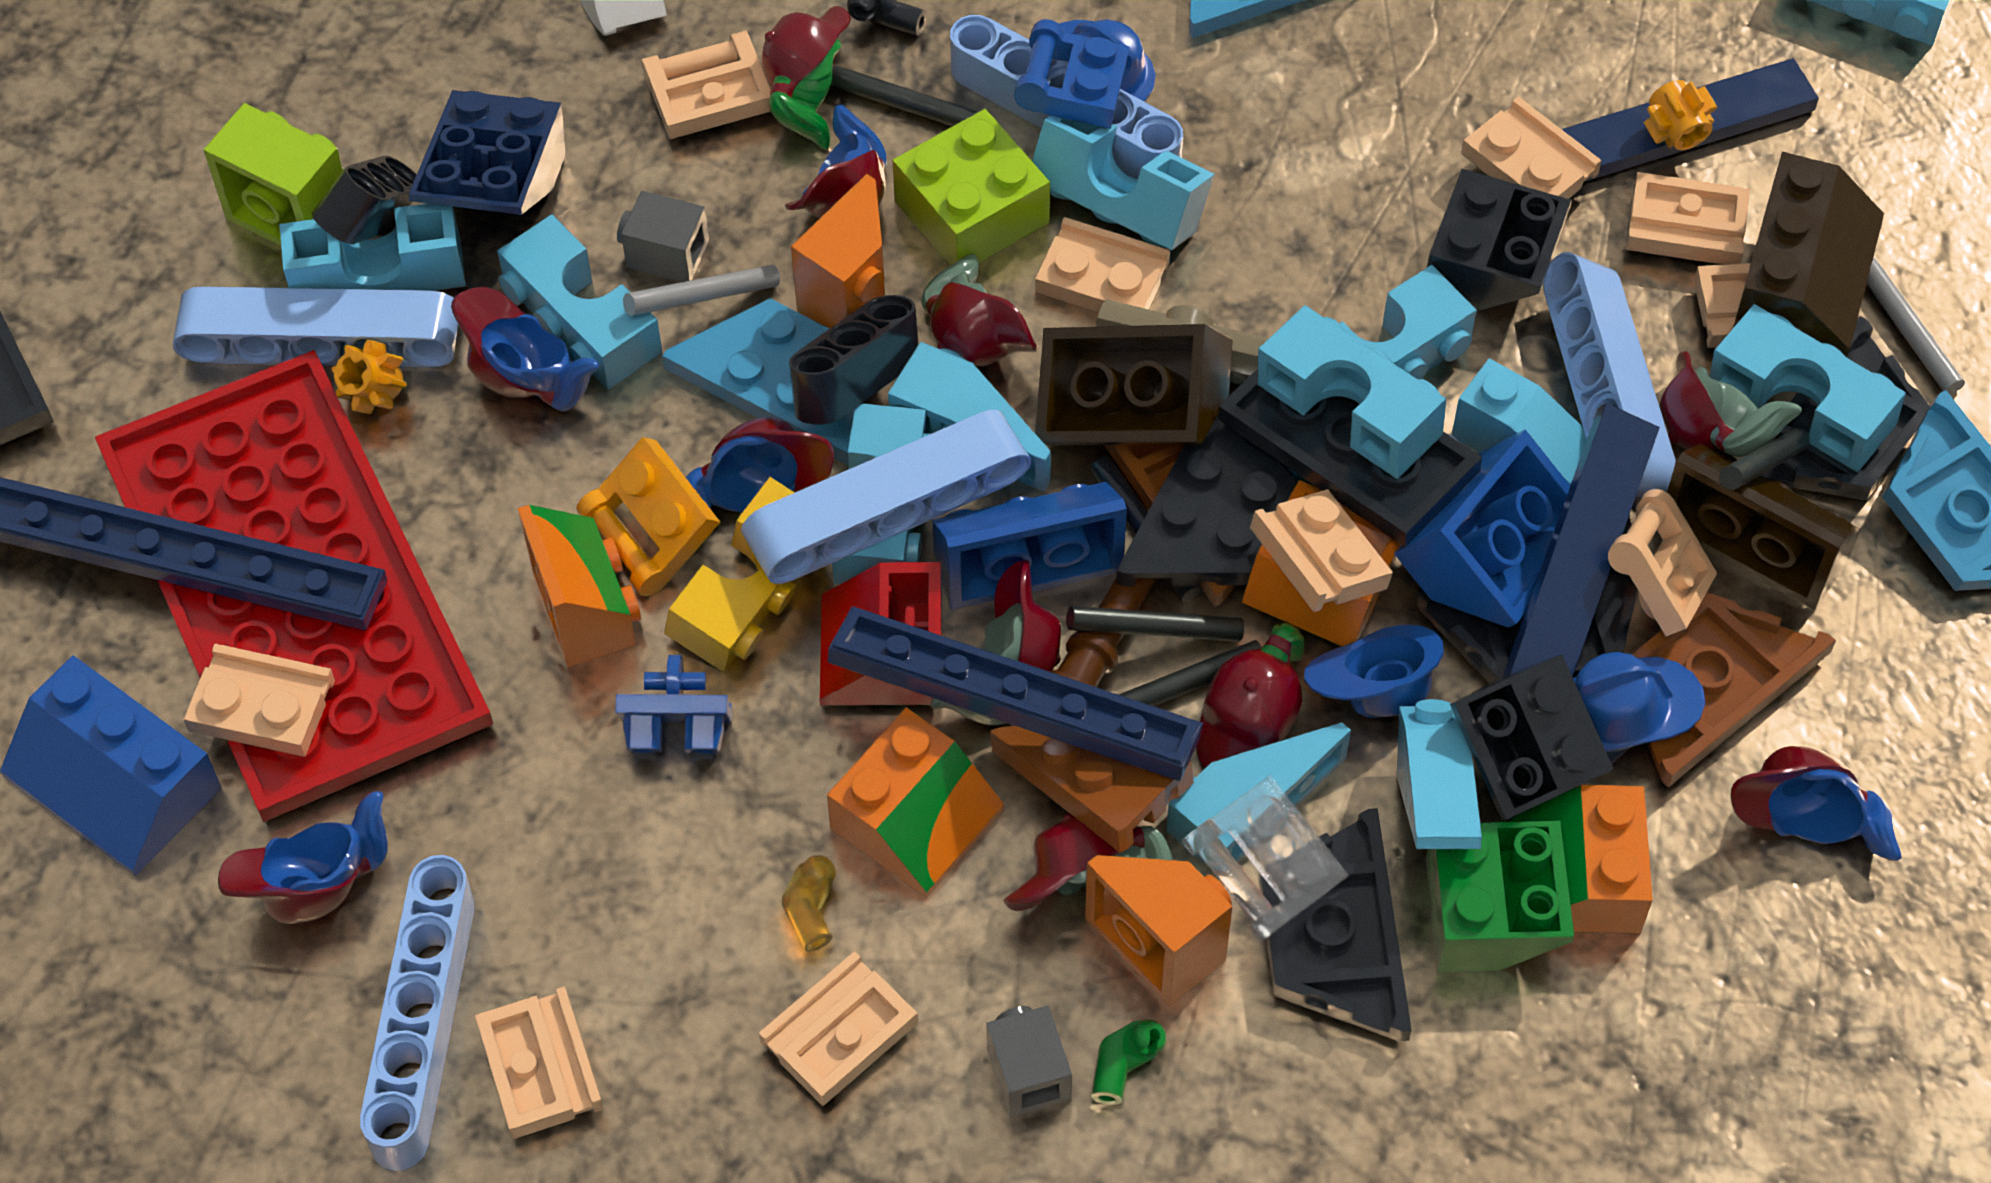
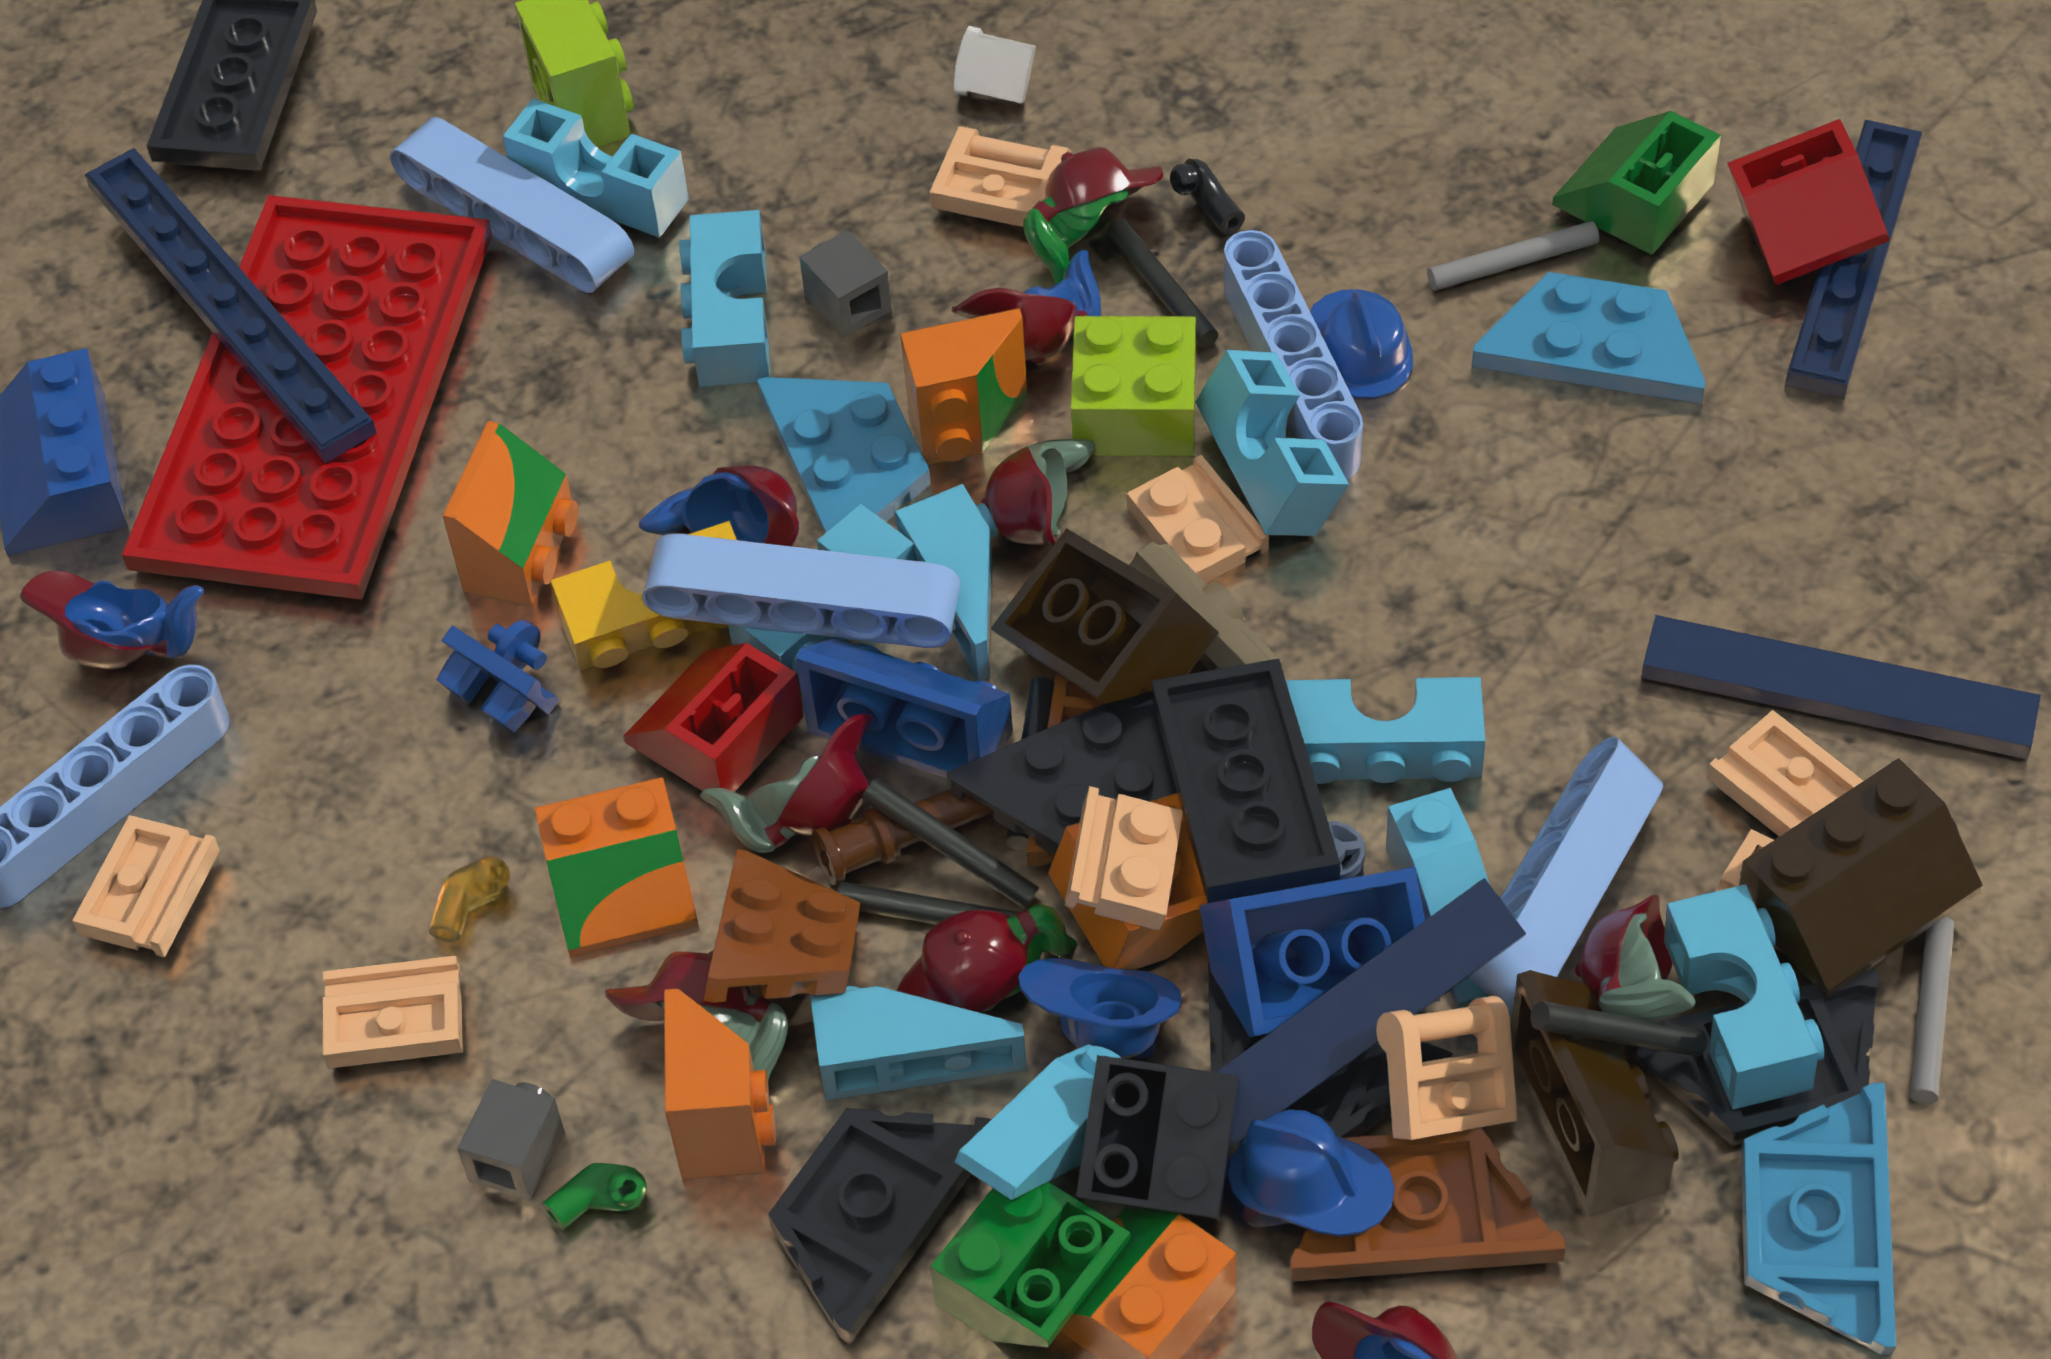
camera: 40 degrees right, 5 degrees down
(259, 700) = (194, 468): light nougat plate -> none
(364, 199) = (604, 109): black beam -> none
(368, 376) = (509, 264): light orange gear -> none
(492, 153) = (754, 136): dark blue slope -> none
(514, 352) = (634, 302): blue hair -> none
(663, 506) = (635, 502): light orange plate -> none
(701, 290) = (822, 339): light grey bar -> none
(853, 359) = (885, 463): black beam -> none
(1015, 693) = (750, 819): dark blue tile -> none
(1090, 80) = (1301, 343): blue plate -> none
(1279, 847) = (866, 1095): clear plate -> none
(1320, 360) = (1256, 687): medium azure arch -> none
(1497, 239) = (1563, 688): black slope -> none
(1530, 152) = (1678, 639): light nougat plate -> none
(1680, 115) = (1853, 678): light orange gear -> none

